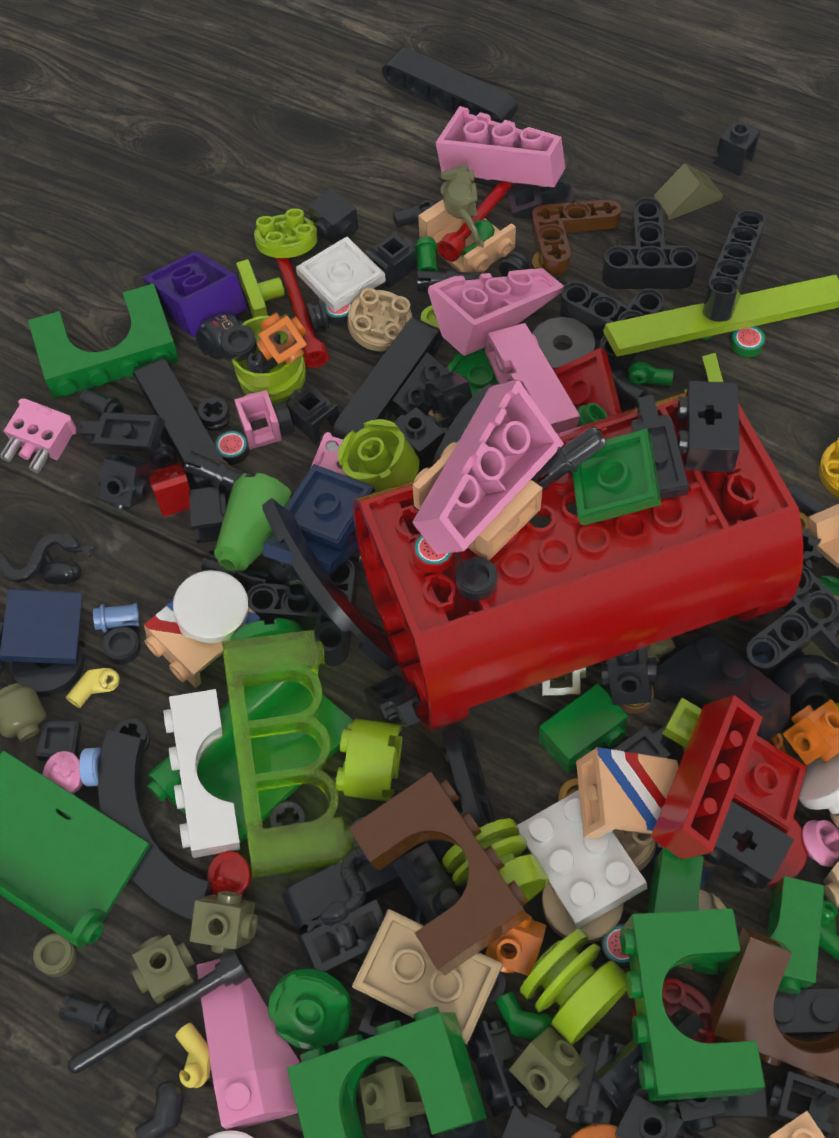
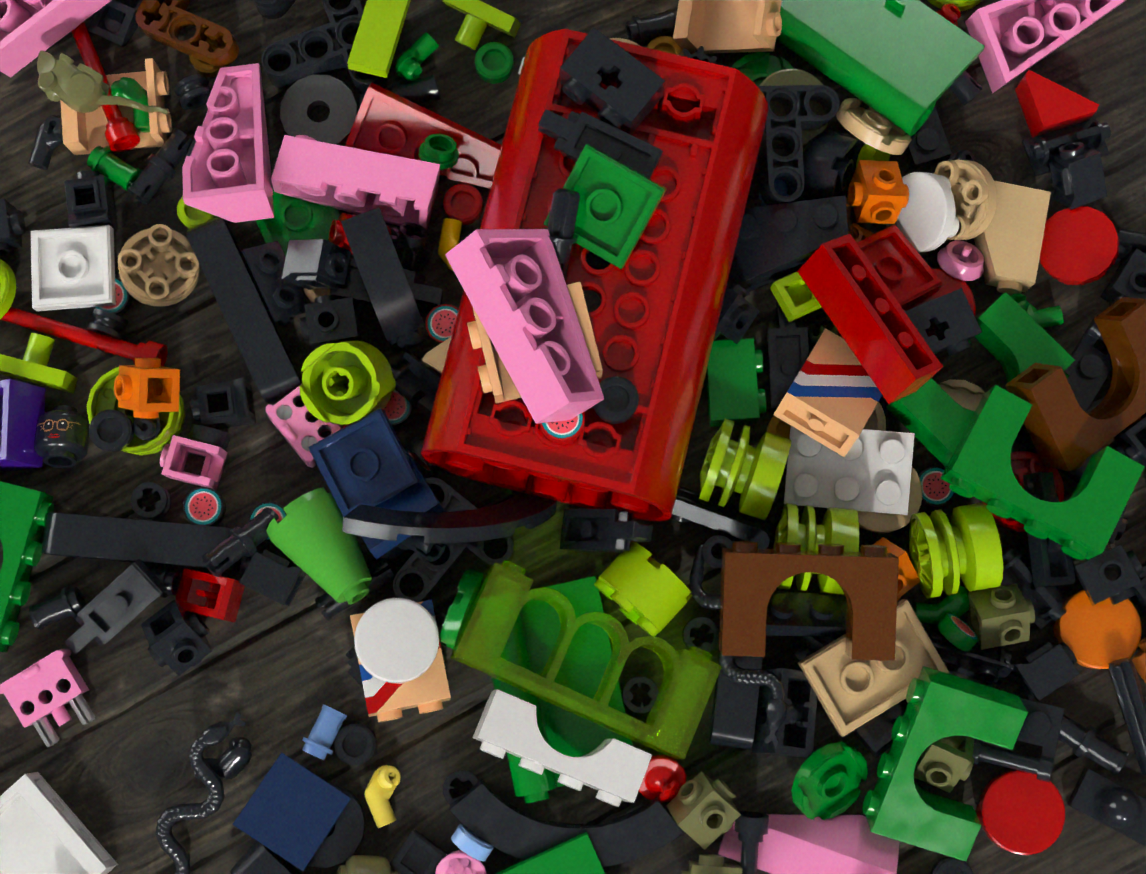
camera: 60 degrees left, 20 degrees up
(509, 1037) = (958, 632): none -> green tile
(518, 773) = (744, 469): none -> lime wheel

